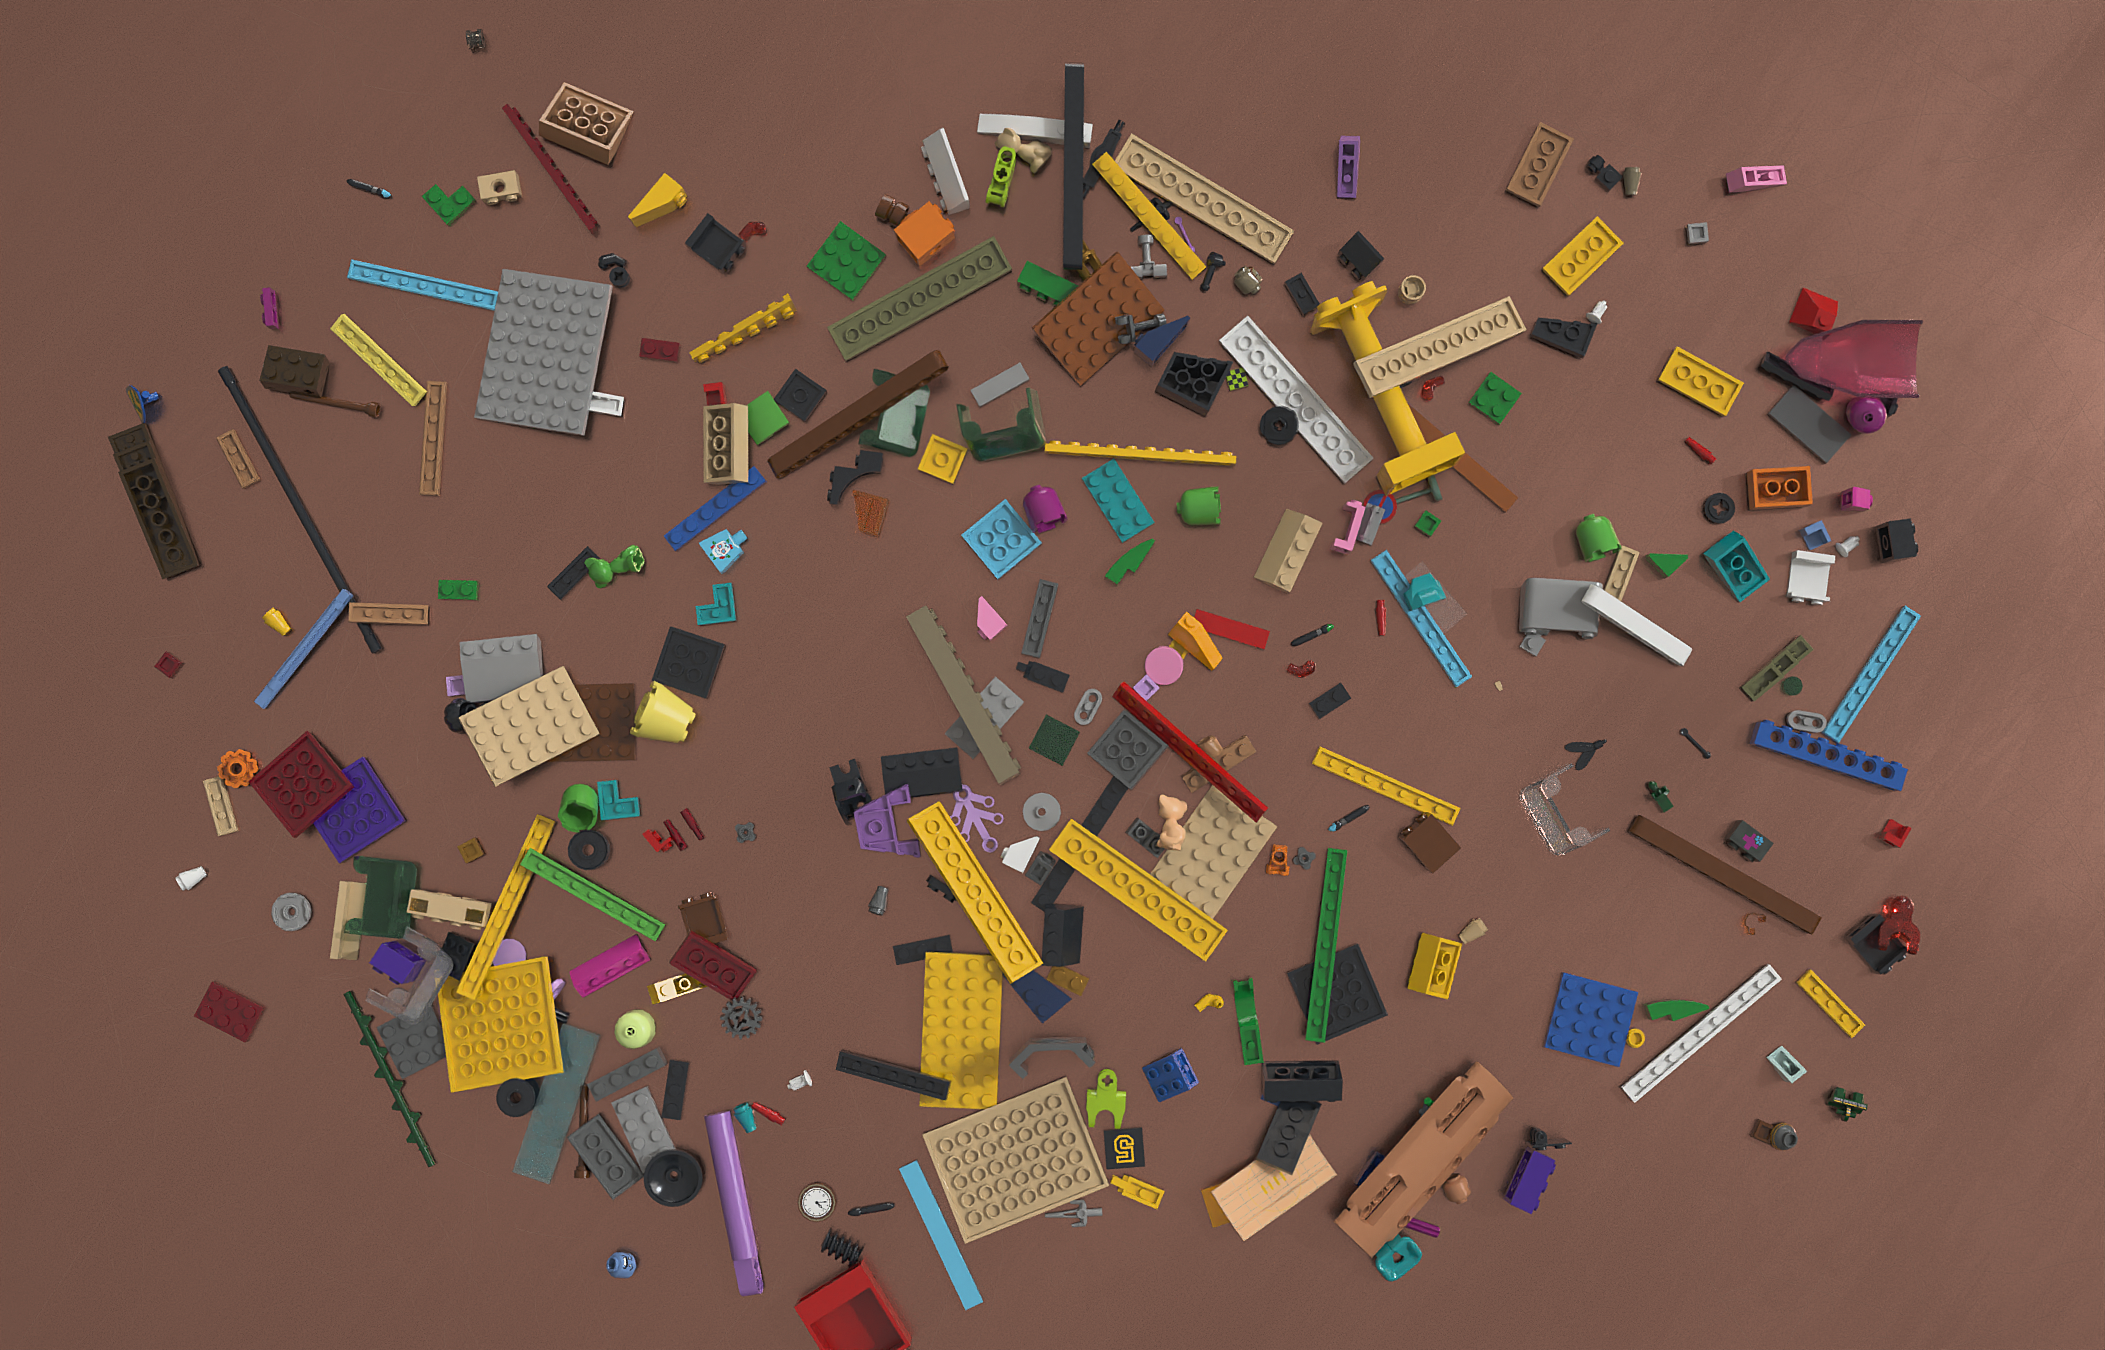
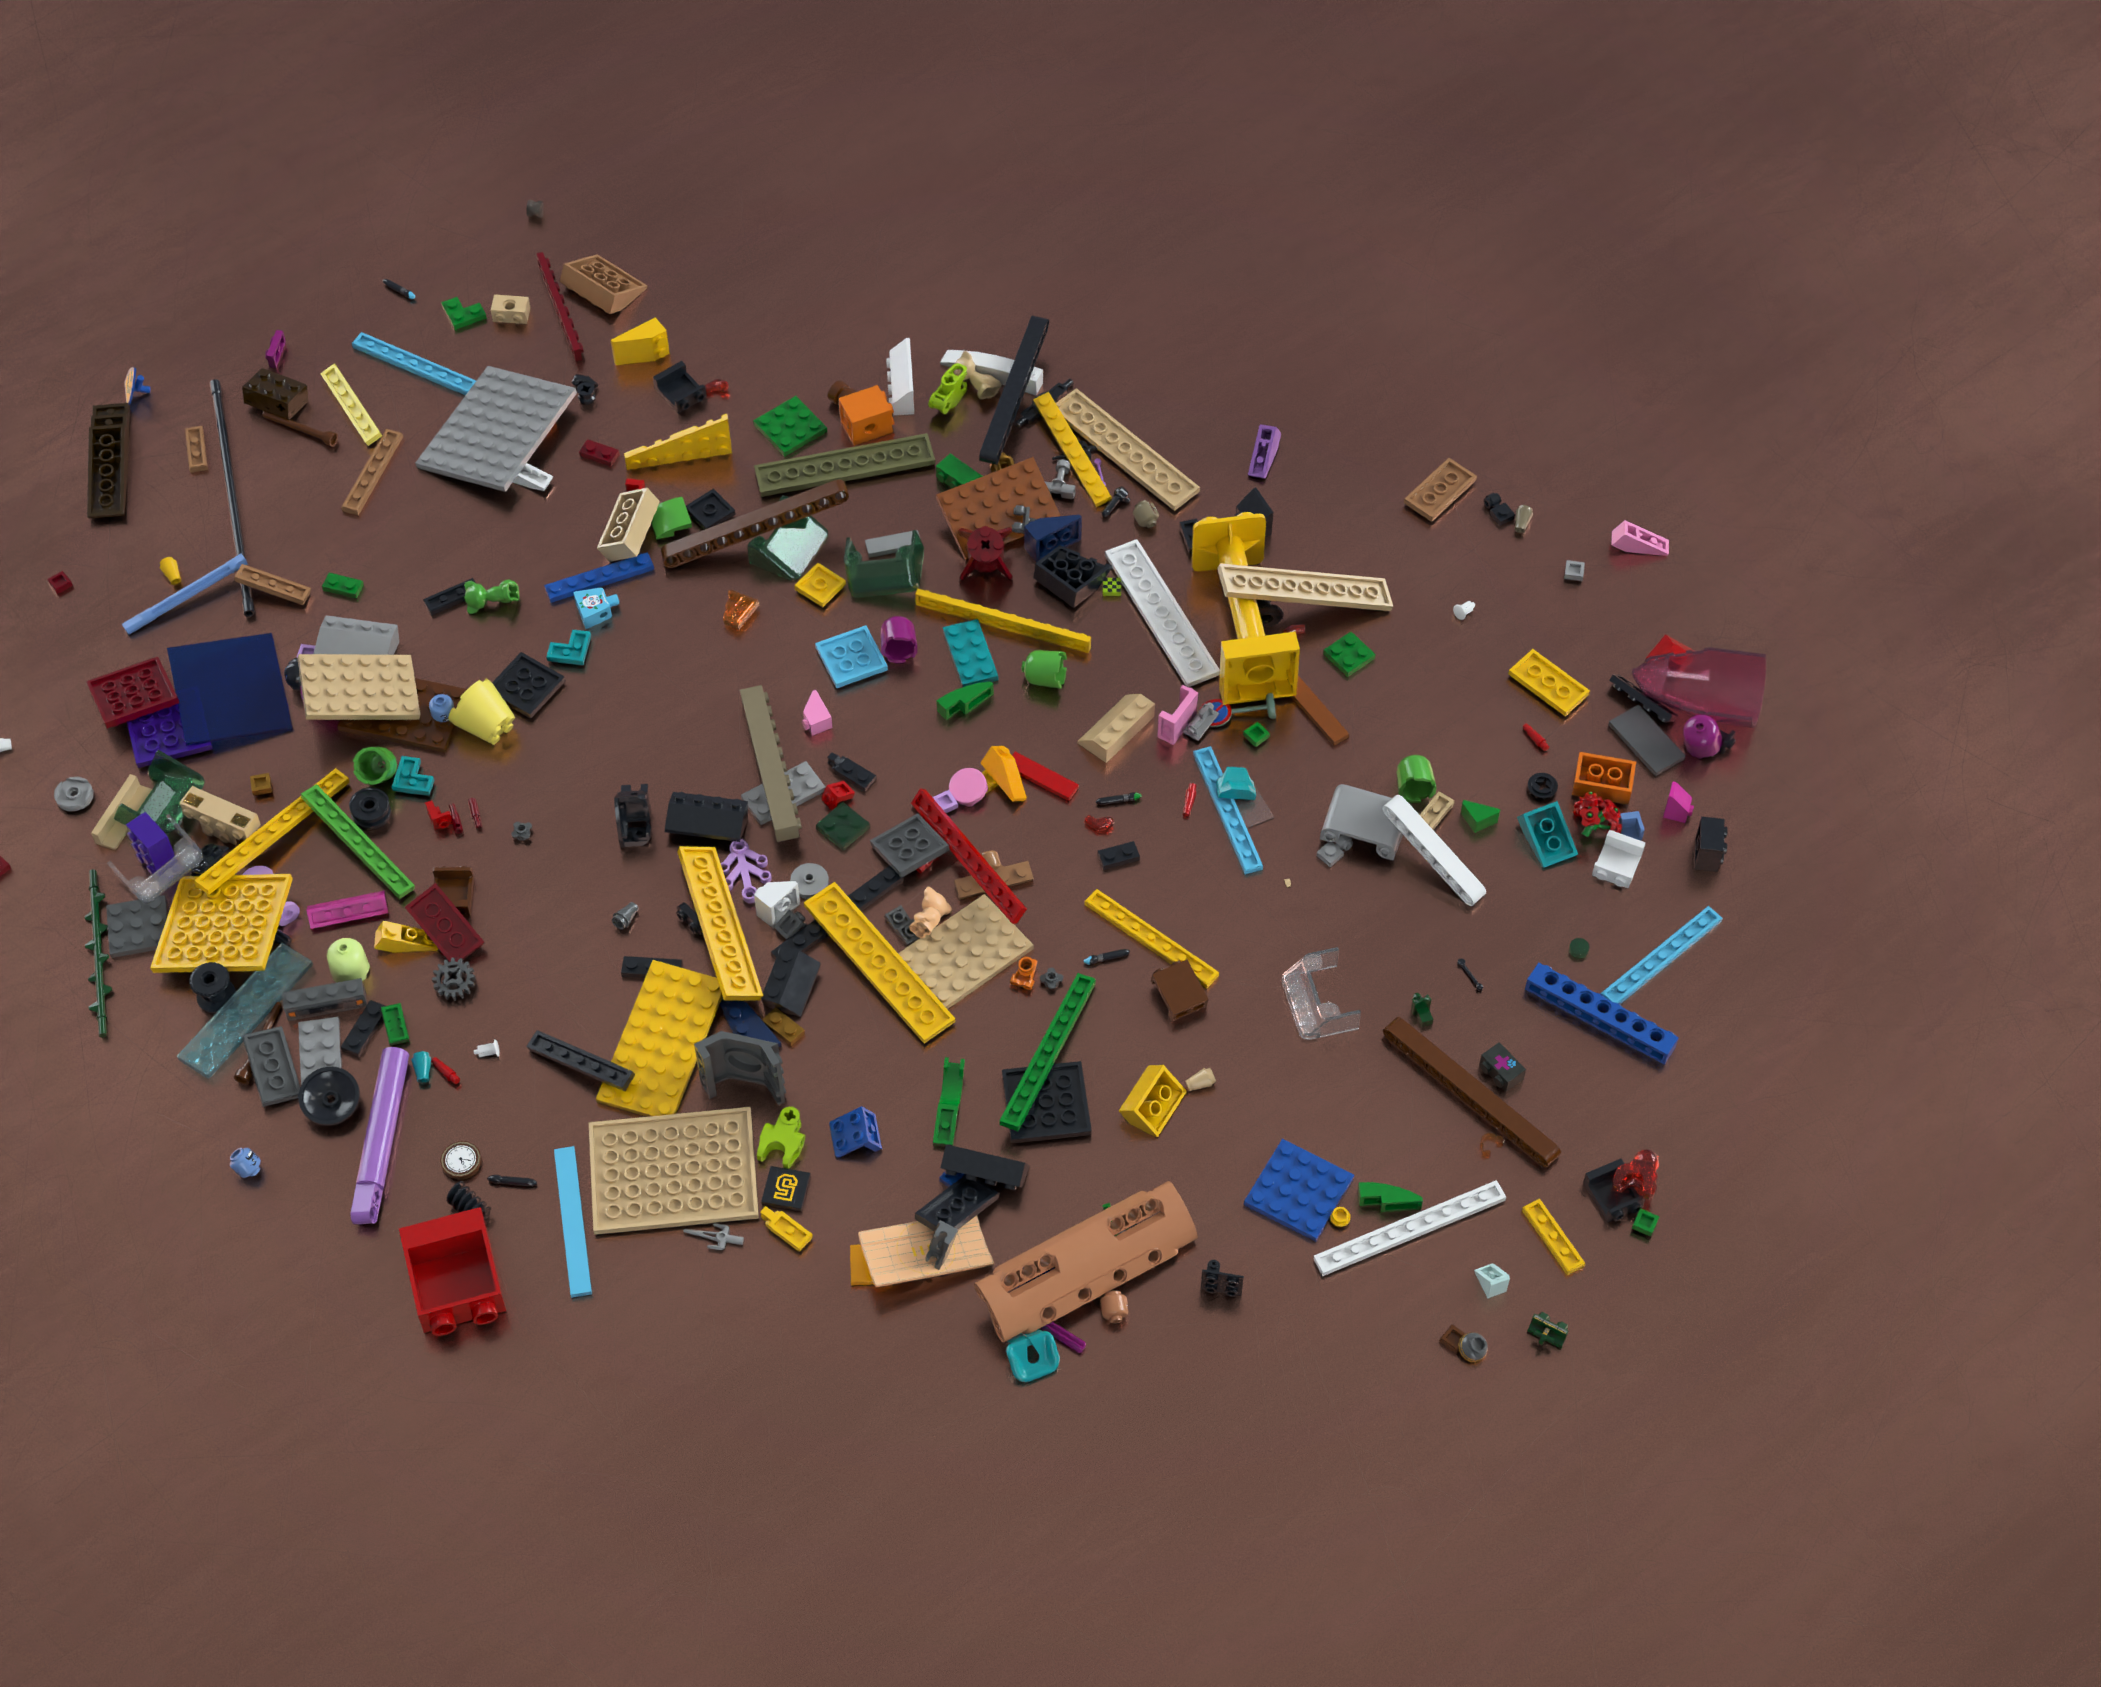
camera: 20 degrees right, 30 degrees down
(220, 806) = (51, 698): tan tile -> none
(230, 761) = (80, 670): orange plant -> none
(394, 748) = (229, 689): none -> clear blue piece
(619, 722) = (440, 707): none -> medium blue head
(703, 1079) = (395, 1024): none -> green plate
(867, 462) = (724, 577): black arch -> none
(877, 825) = (648, 851): medium lavender wing -> none
(1038, 707) = (836, 793): none -> red bracket
(1039, 618) = (864, 725): dark grey plate -> none
(1088, 707) = (882, 804): light grey plate -> none
(1102, 382) = (985, 550): none -> dark red brick
(1209, 1000) = (916, 1078): yellow arm -> none
(1272, 416) = (1146, 631): black plate -> none
(1293, 1183) = (941, 1243): none -> dark grey hinge
(1411, 289) = (1294, 552): tan wheel -> none
(1530, 1180) = (1192, 1312): dark purple brick -> none
(1568, 336) = (1430, 621): black wing -> none
(1582, 256) = (1461, 564): yellow plate -> none
(1588, 751) = (1361, 955): black piece -> none
(1776, 531) = (1590, 815): none -> red plant
(1777, 667) = (1565, 929): olive slope -> none
(1805, 721) = (1587, 977): light grey plate -> none
(1847, 545) = (1660, 844): white piece -> none
(1894, 833) = (1653, 1098): red panel -> none
(1911, 968) = (1645, 1222): none -> green plate

